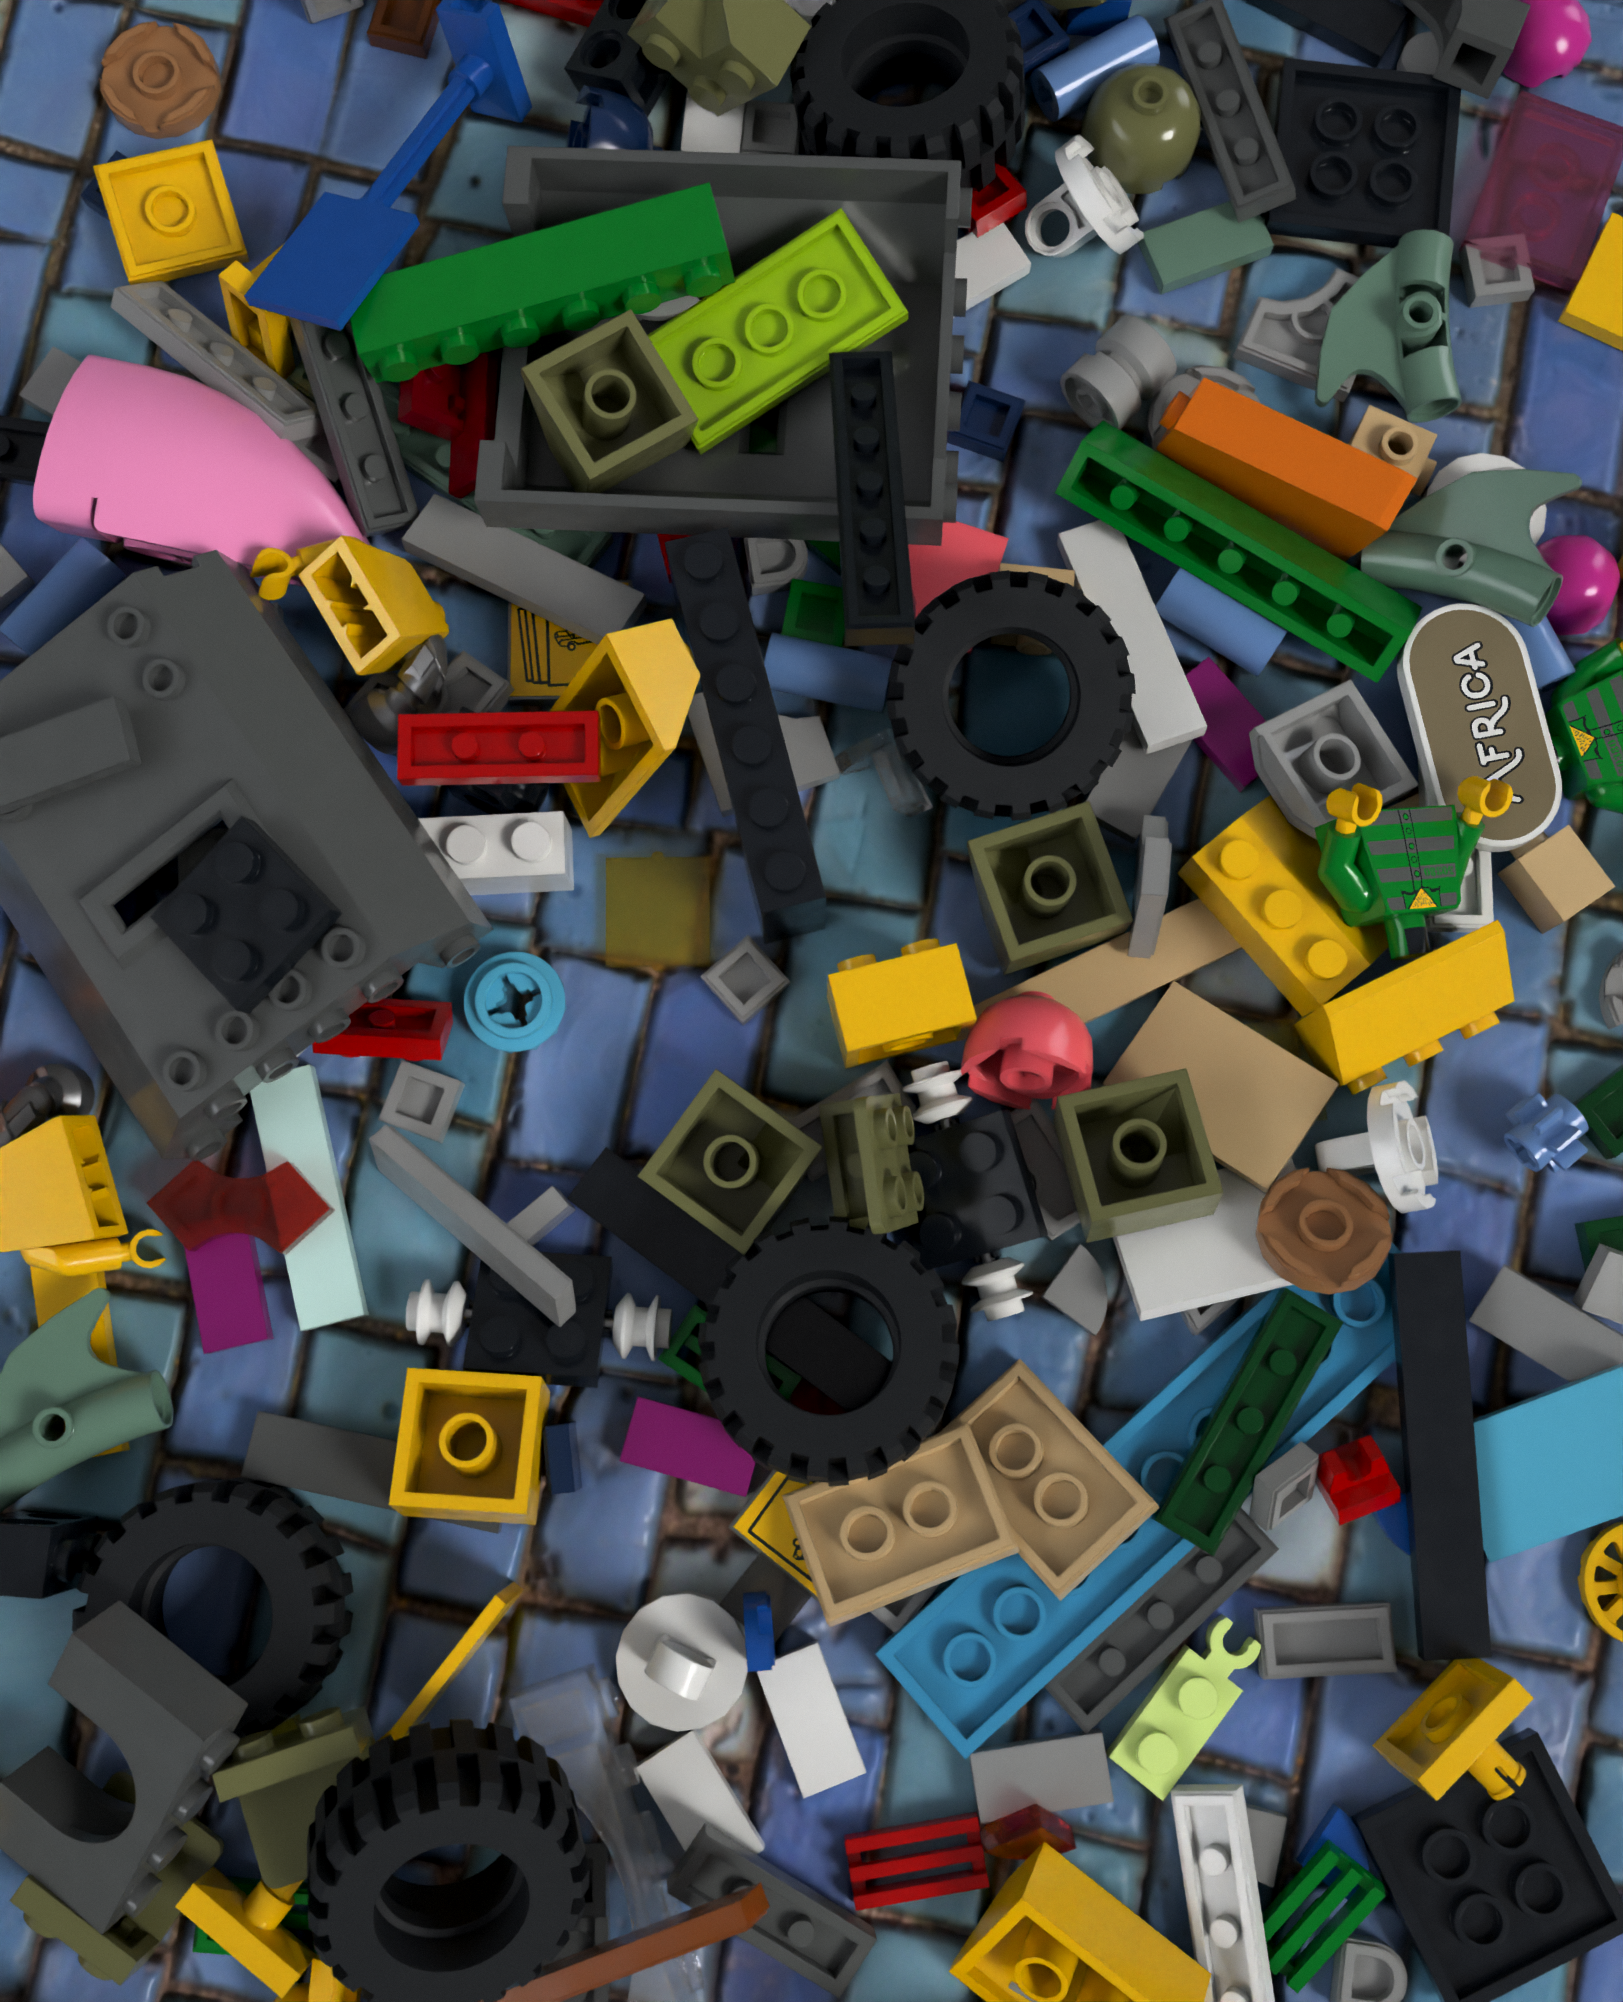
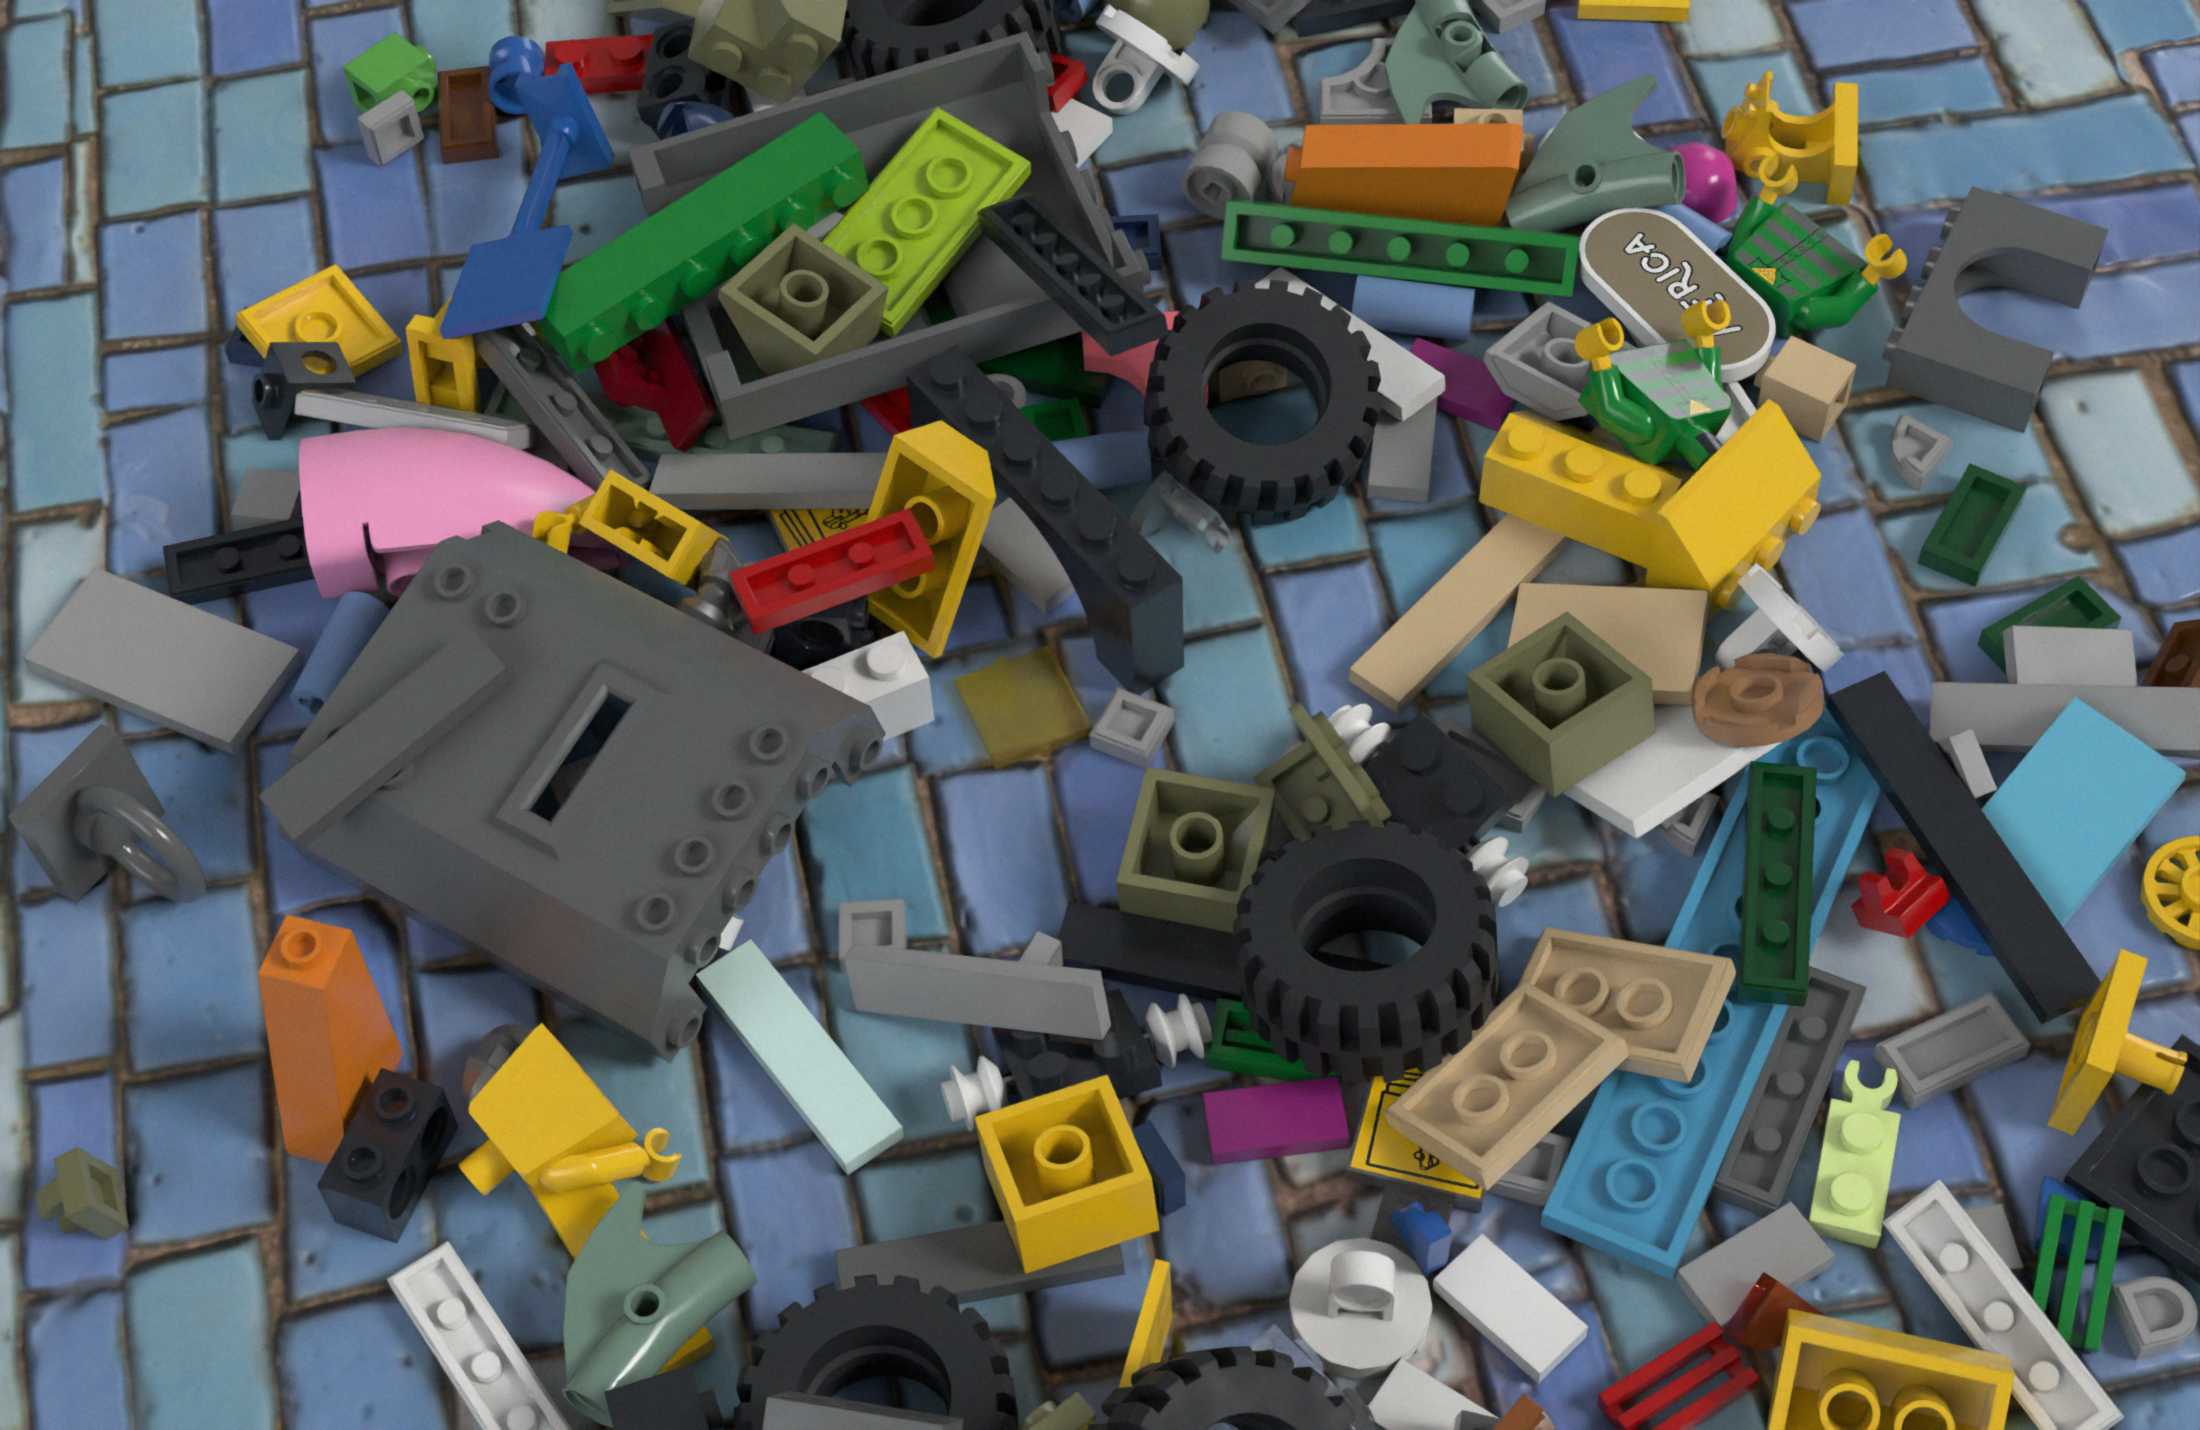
camera: 20 degrees left, 25 degrees down
(111, 265) = (285, 374): none -> black bracket
(160, 80) = (261, 247): medium nougat tile -> none
(229, 1293) = (751, 1158): magenta tile -> none
(245, 915) = (668, 750): black plate -> none
(273, 1206) = (710, 1084): clear red tile -> none
(394, 1030) = (835, 875): red plate -> none
(487, 992) = (925, 797): medium azure gear -> none
(900, 1002) = (1288, 655): yellow brick -> none
(1028, 1051) = (1420, 662): coral cylinder -> none
(1047, 888) = (1372, 543): olive slope -> none
(1080, 1291) = (1570, 856): light grey tile -> none
(1150, 886) = (1459, 501): light grey tile -> none
(1203, 246) = (1252, 62): sand green tile -> none
(1284, 1486) = (1840, 925): light grey tile -> none
(1487, 1371) = (1968, 762): none -> light grey tile
(1546, 1132) = (1908, 571): medium blue gear -> none

